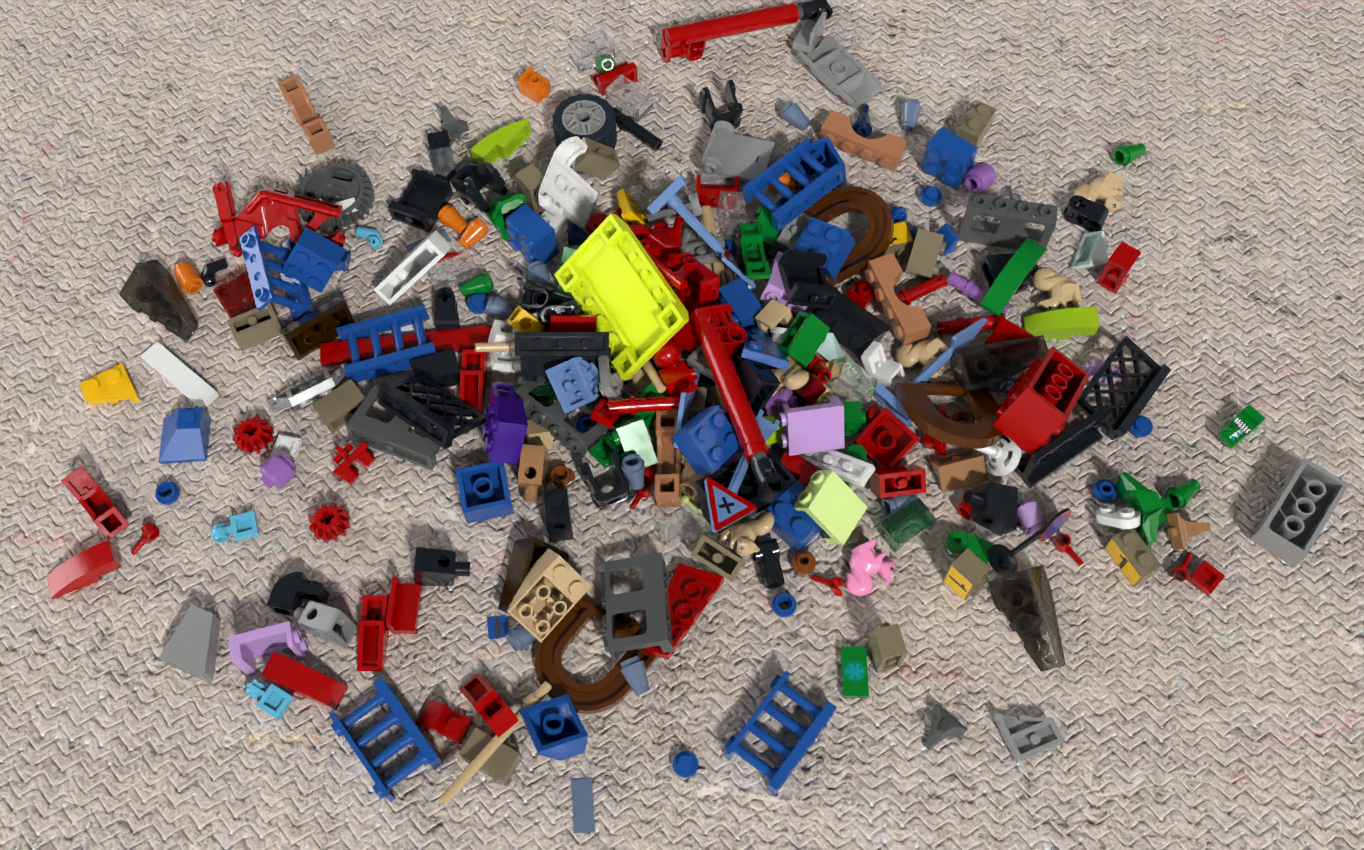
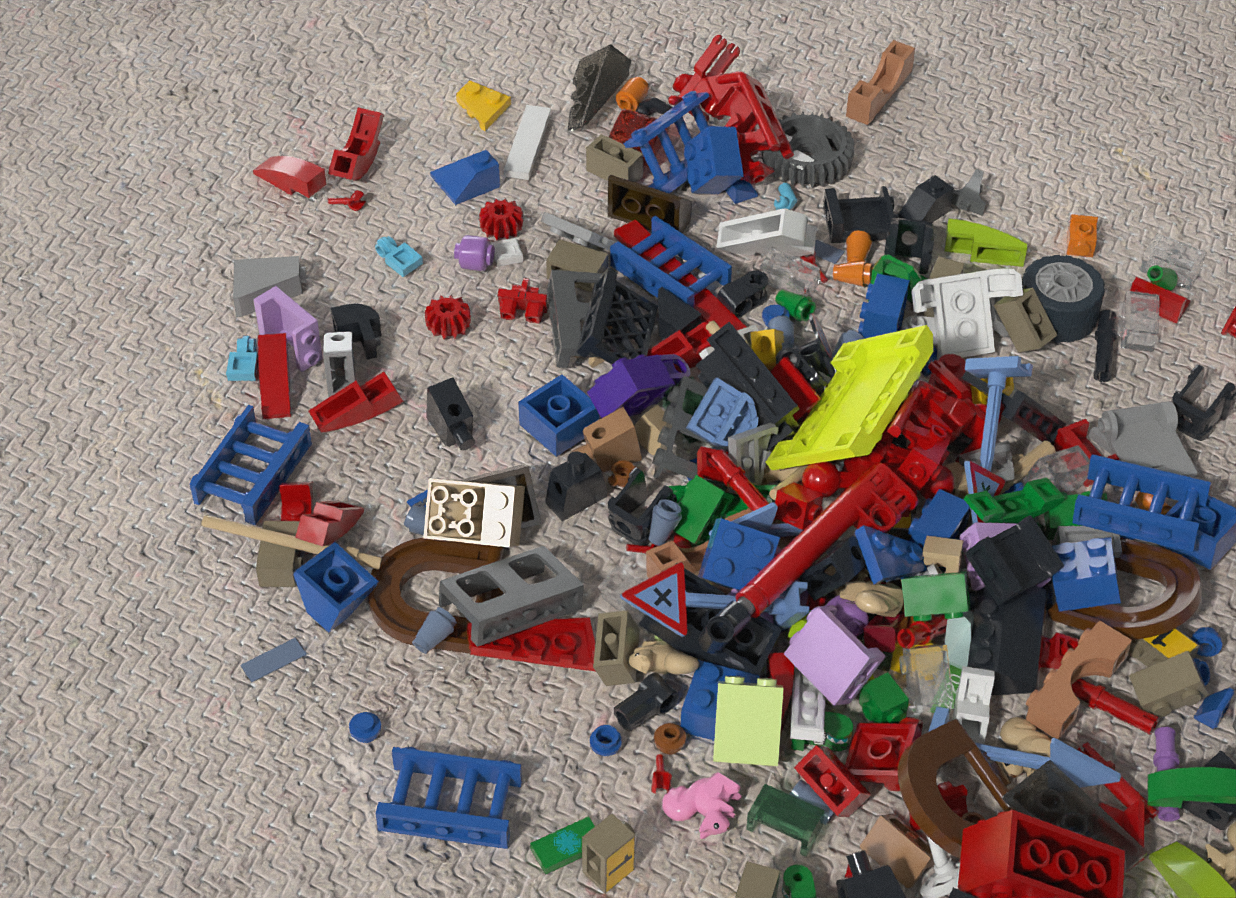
camera: 60 degrees right, 15 degrees down
(165, 487) = (402, 192): blue plate -> none
(403, 607) = (395, 412): red panel -> none

